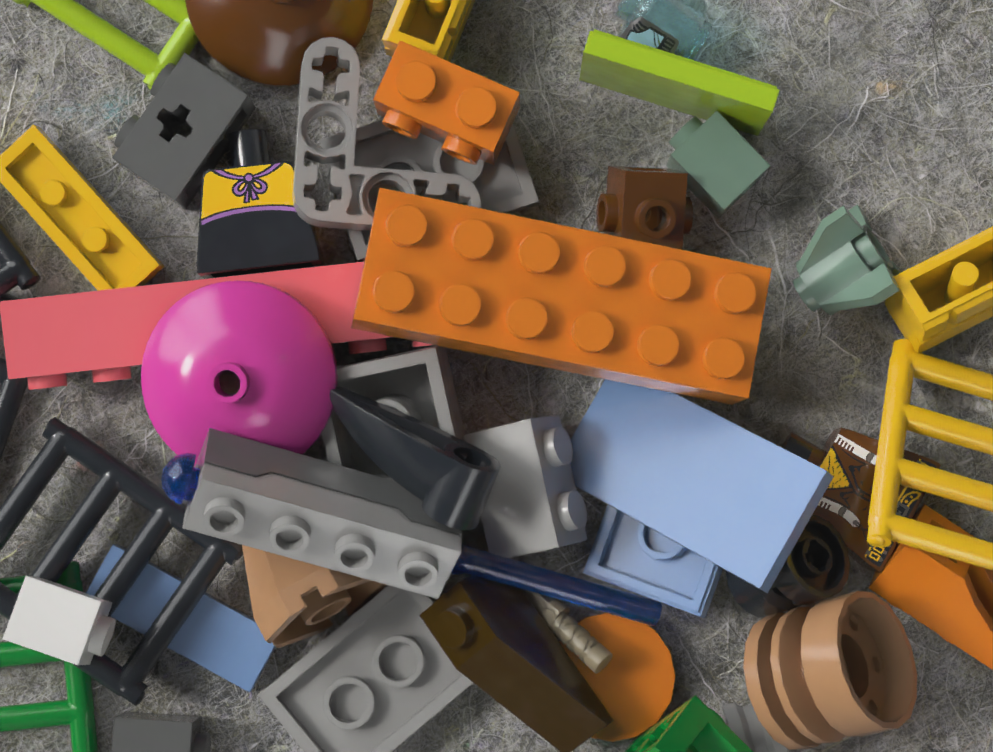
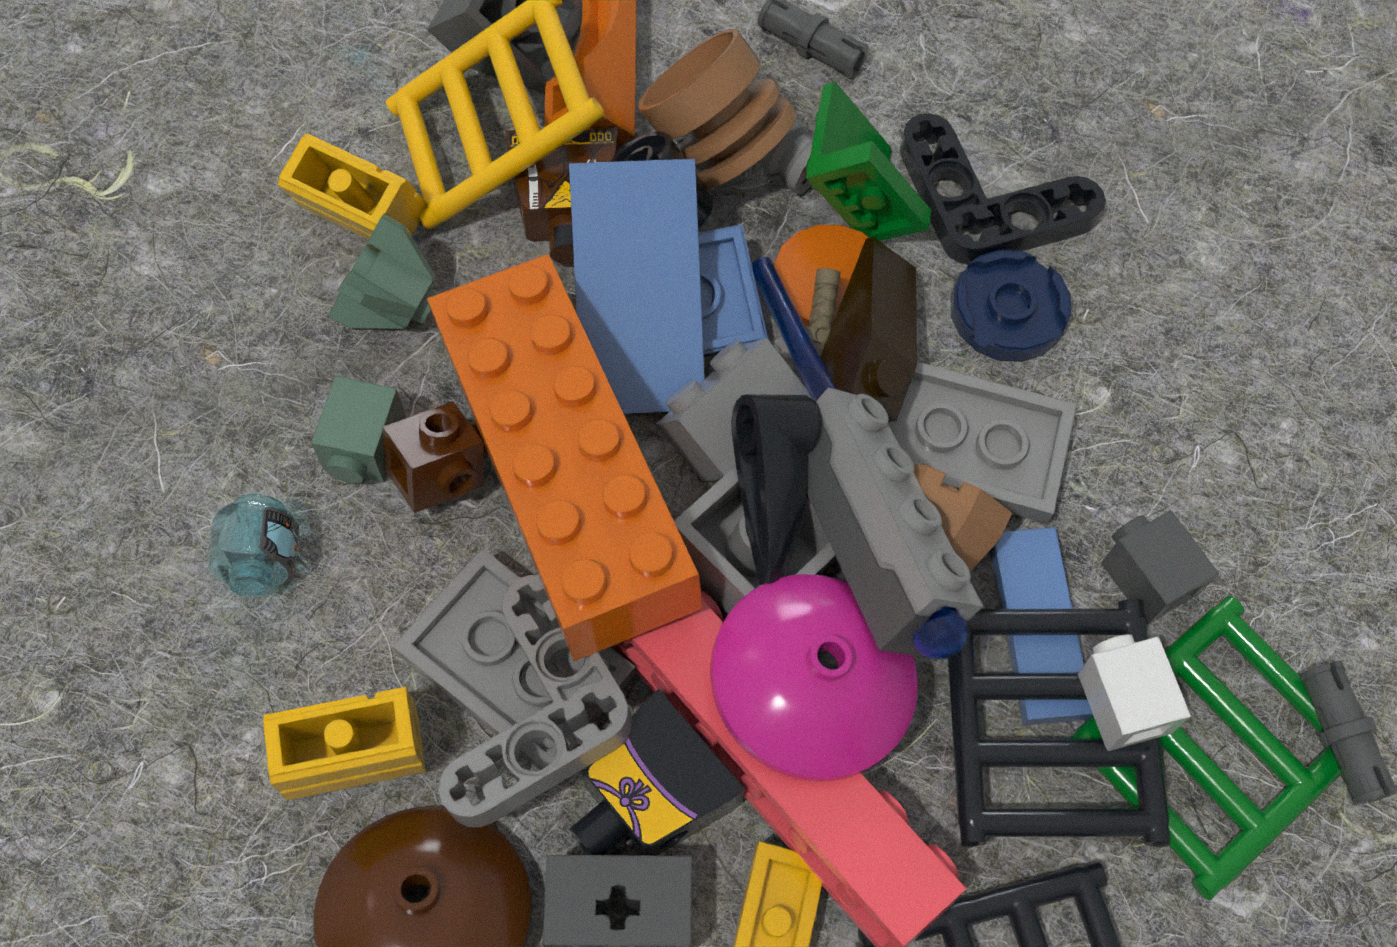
camera: 135 degrees left, 20 degrees down
(446, 104) = (442, 661): orange brick -> none
(676, 82) = (304, 487): lime tile -> none

